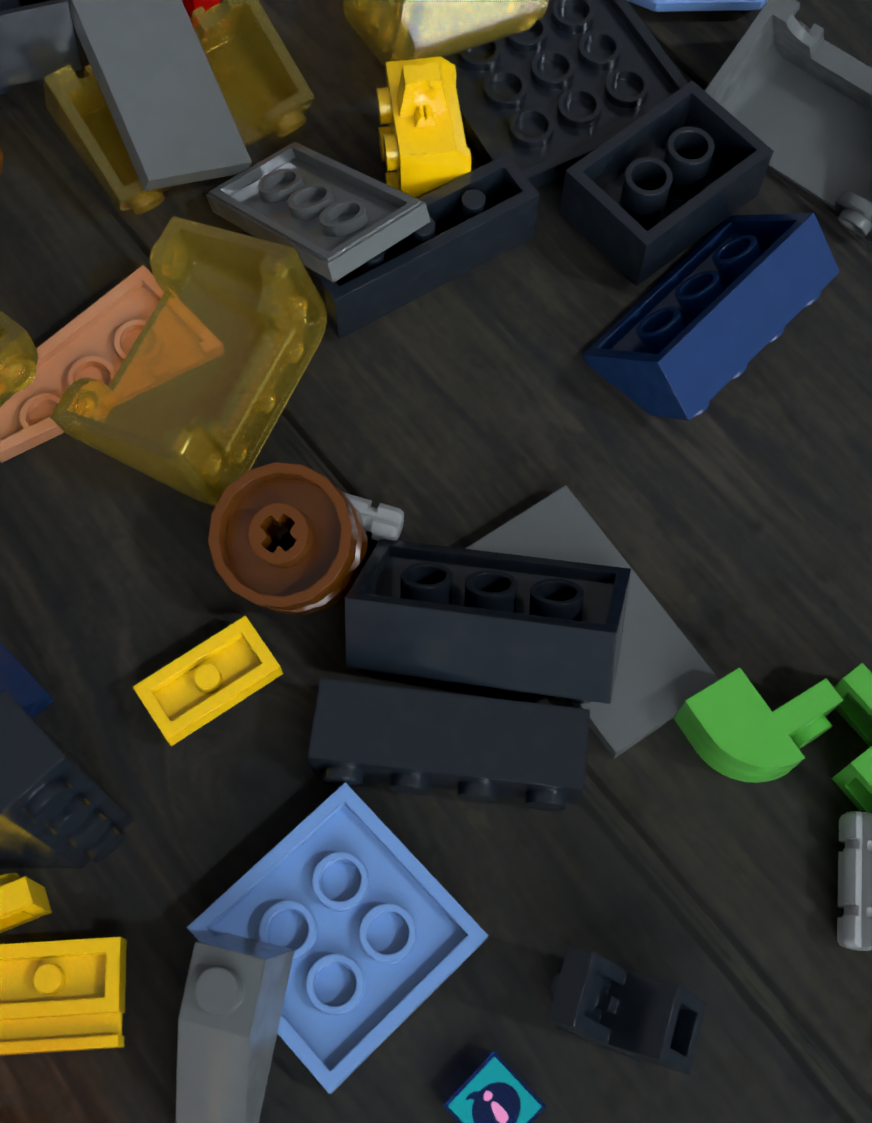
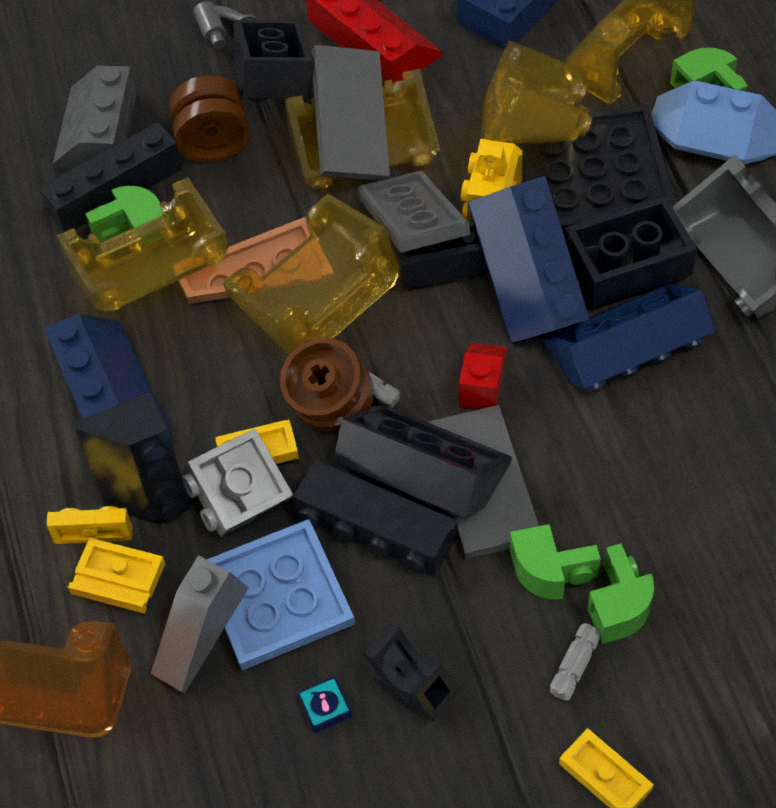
camera: 25 degrees right, 10 degrees down
(200, 763) = (235, 483): none -> light grey plate
(523, 444) = (481, 376): none -> red slope
(534, 236) = (528, 259): none -> dark blue slope

